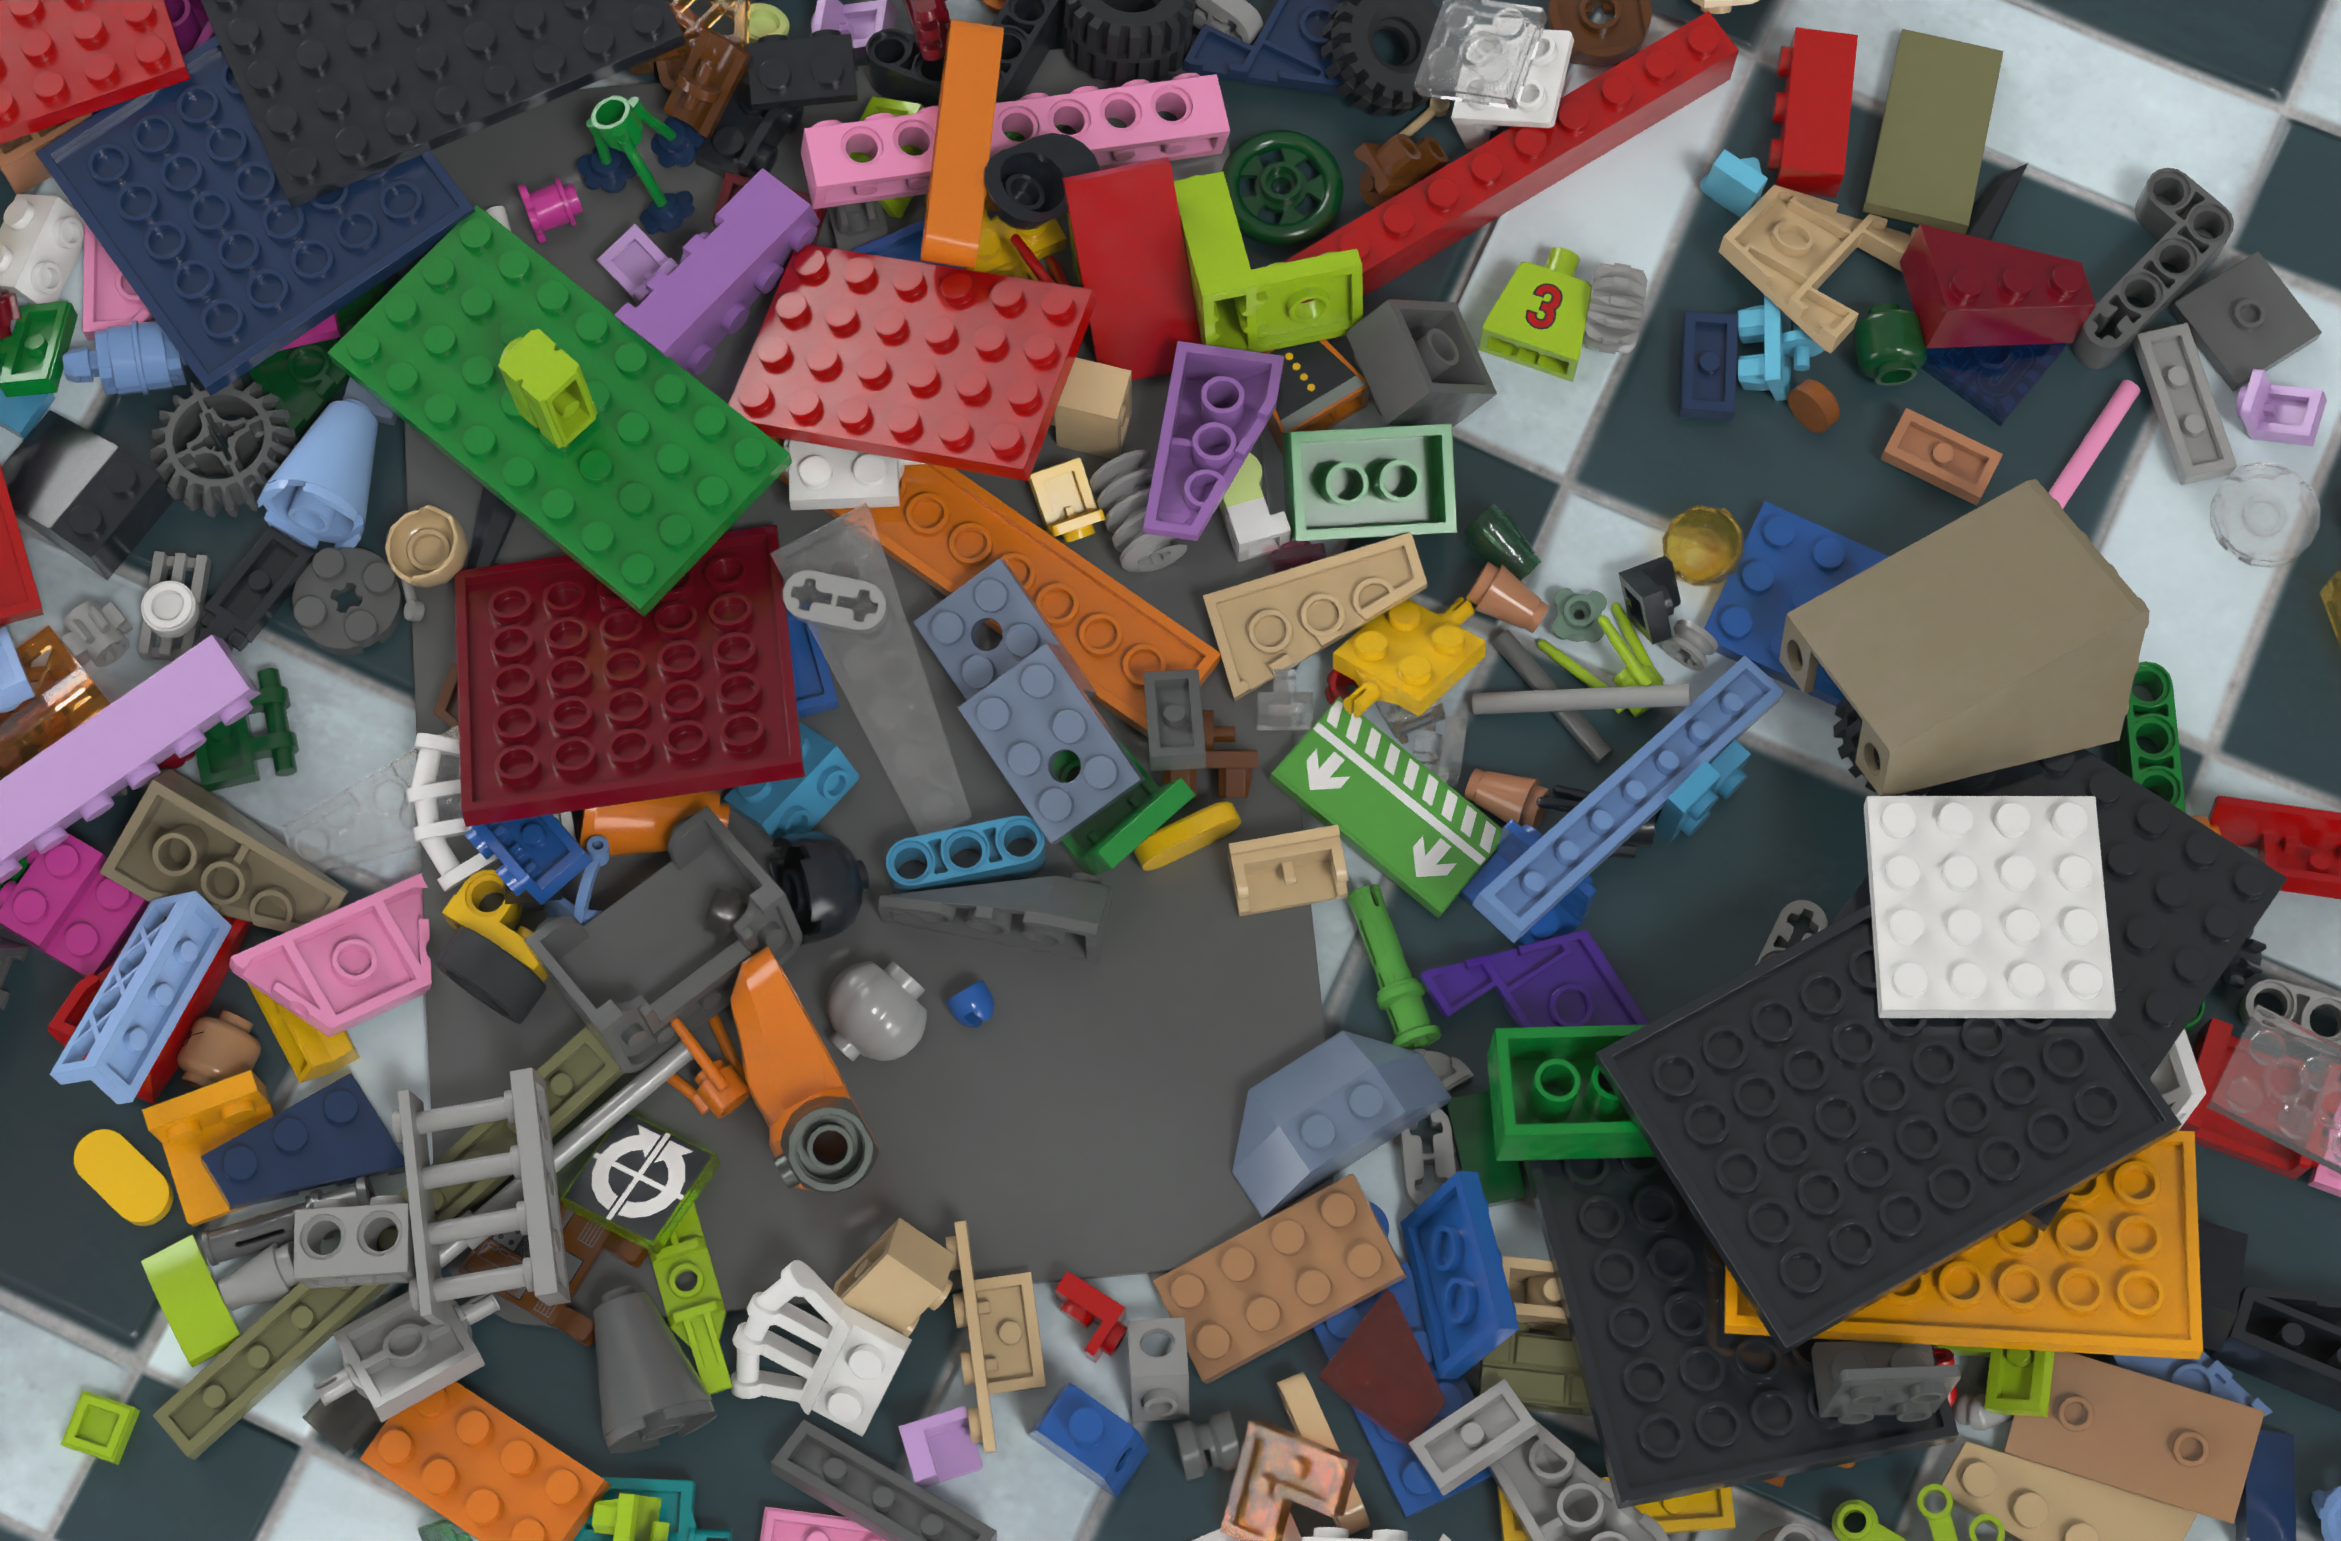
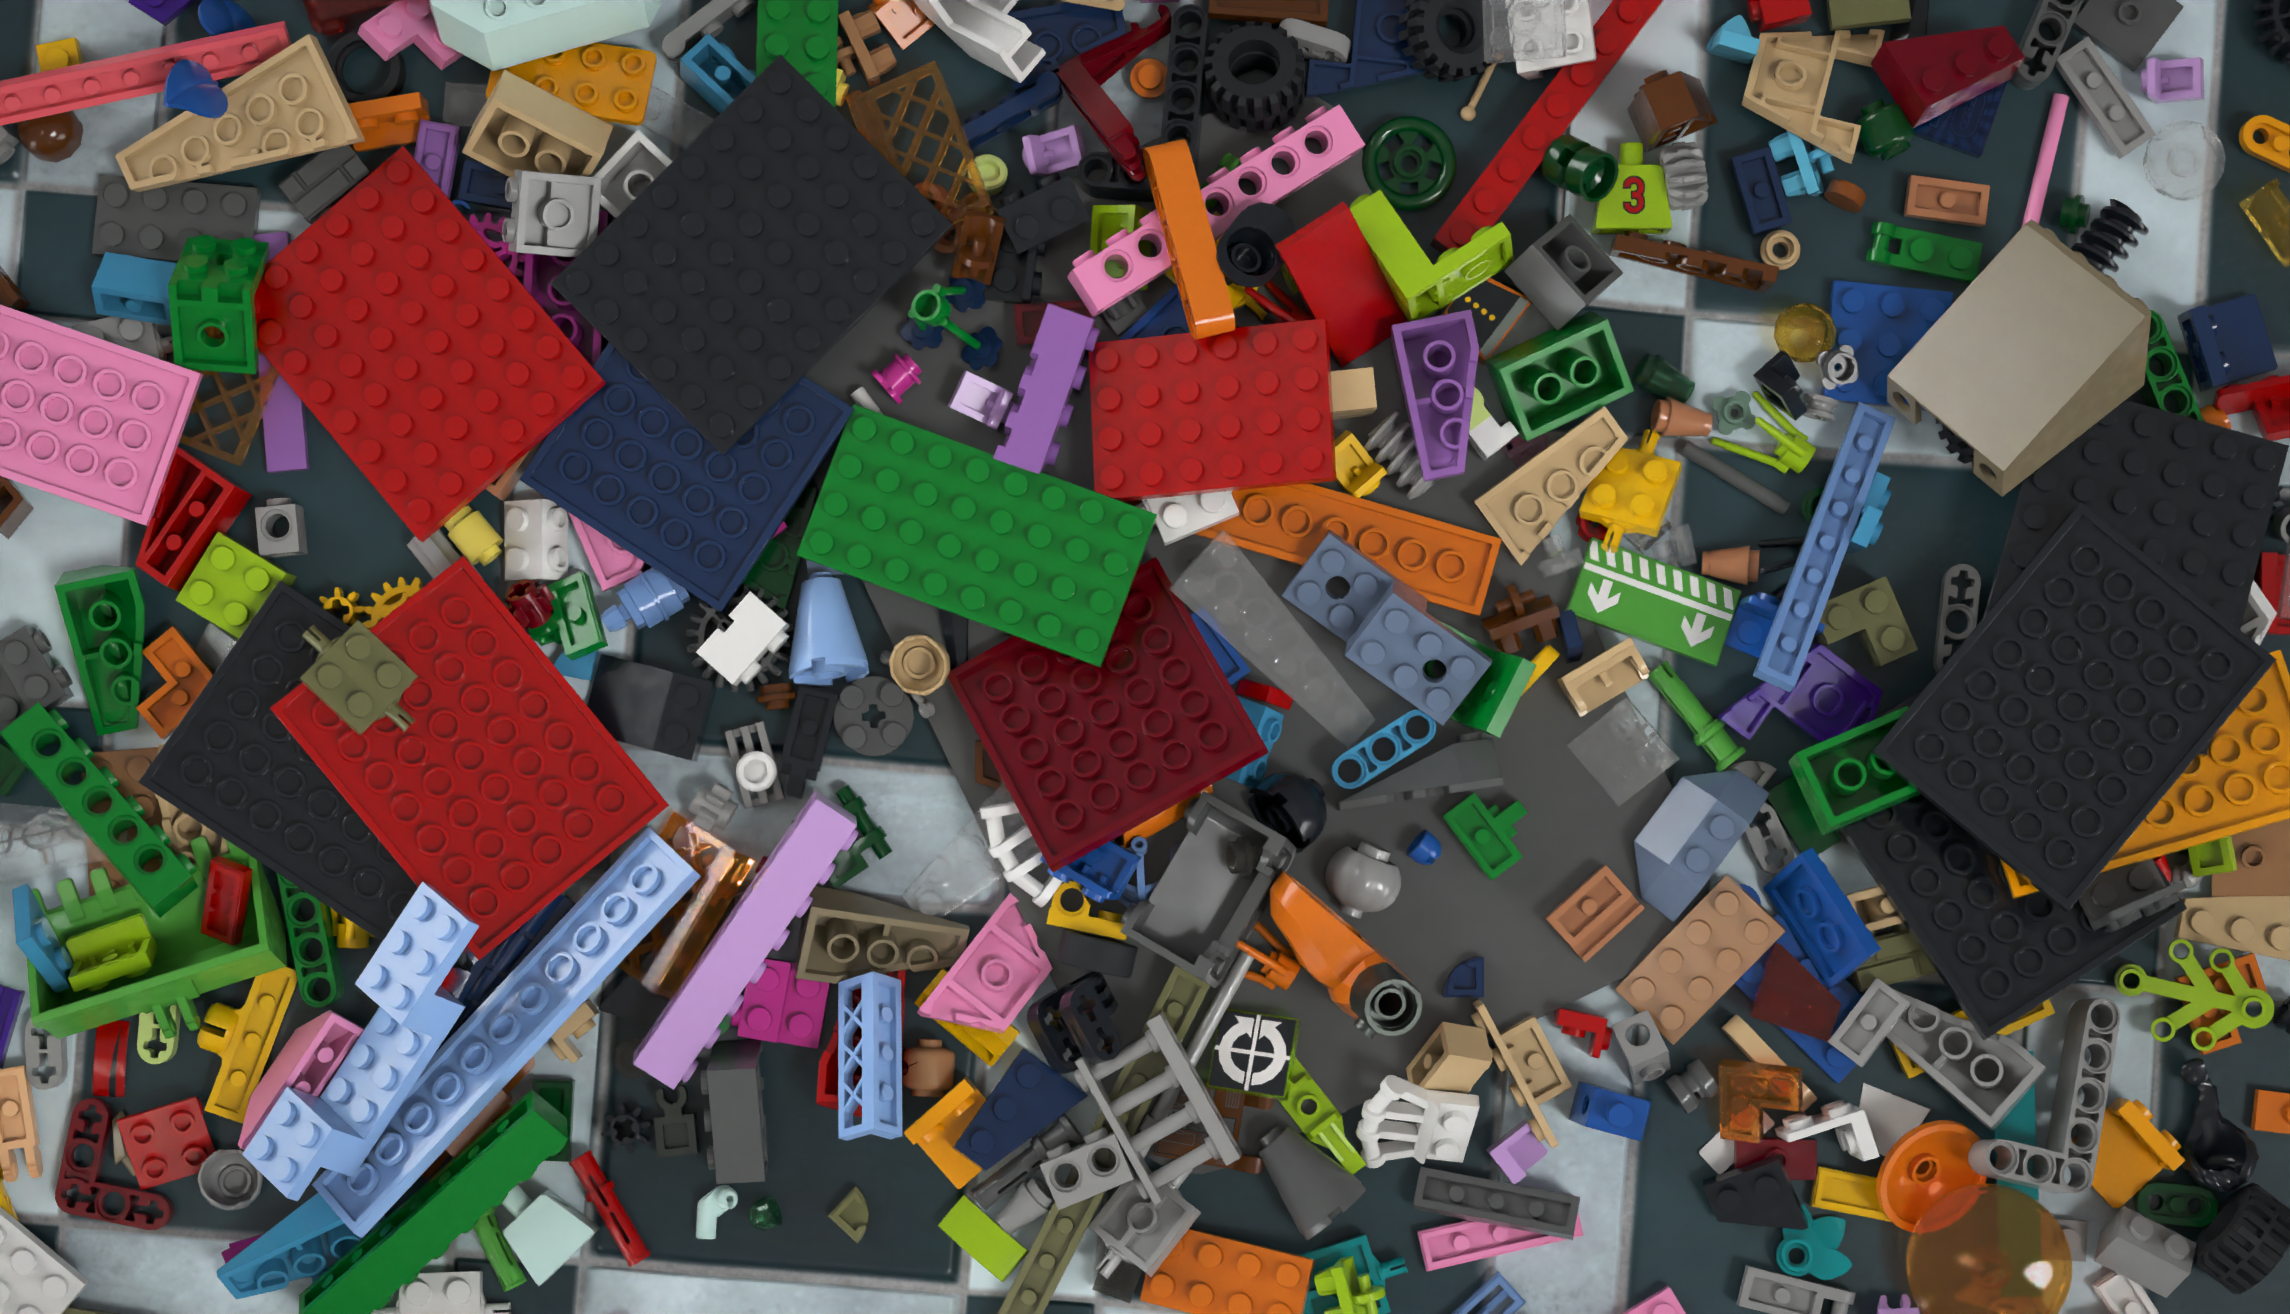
camera: 20 degrees left, 15 degrees up
(40, 1209) = (852, 1214): none -> olive tile
(123, 1177) = (899, 1173): yellow tile -> none
(220, 434) = (746, 640): none -> white brick
(235, 529) = (775, 696): none -> reddish brown plate
(439, 1035) = (1079, 1020): none -> black piece
(547, 387) = (976, 538): lime brick -> none
(838, 589) = (1228, 600): light grey beam -> none
(847, 738) = (1264, 693): none -> red tile
(960, 1194) = (1466, 979): none -> dark blue tile
(1061, 1012) = (1487, 832): none -> green hinge
(1161, 1166) = (1594, 913): none -> nougat plate
(1174, 720) = (1493, 606): dark grey plate -> none
(1264, 803) = (1570, 636): none -> dark blue tile
(1277, 973) = (1623, 751): none -> clear hinge
(1397, 166) = (1492, 122): reddish brown hips -> none
(1487, 248) = (1580, 168): none -> dark green wheel
(1582, 699) = (1760, 477): light grey bar -> none
(1608, 423) = (1695, 263): none -> reddish brown wing
(1628, 216) = (1670, 109): none -> reddish brown wedge
(1665, 915) = (1876, 619): none -> olive brick
(1712, 430) = (1786, 239): none -> tan plate
(1743, 588) = (1848, 367): none -> plate
(1885, 505) = (1925, 253): none -> green plate
(1988, 907) = (2100, 551): white plate -> none
(2102, 524) = (2074, 214): none -> dark green plate
(2148, 560) = (2109, 235): none -> black piece
(2250, 746) = (2227, 342): none -> dark blue bracket

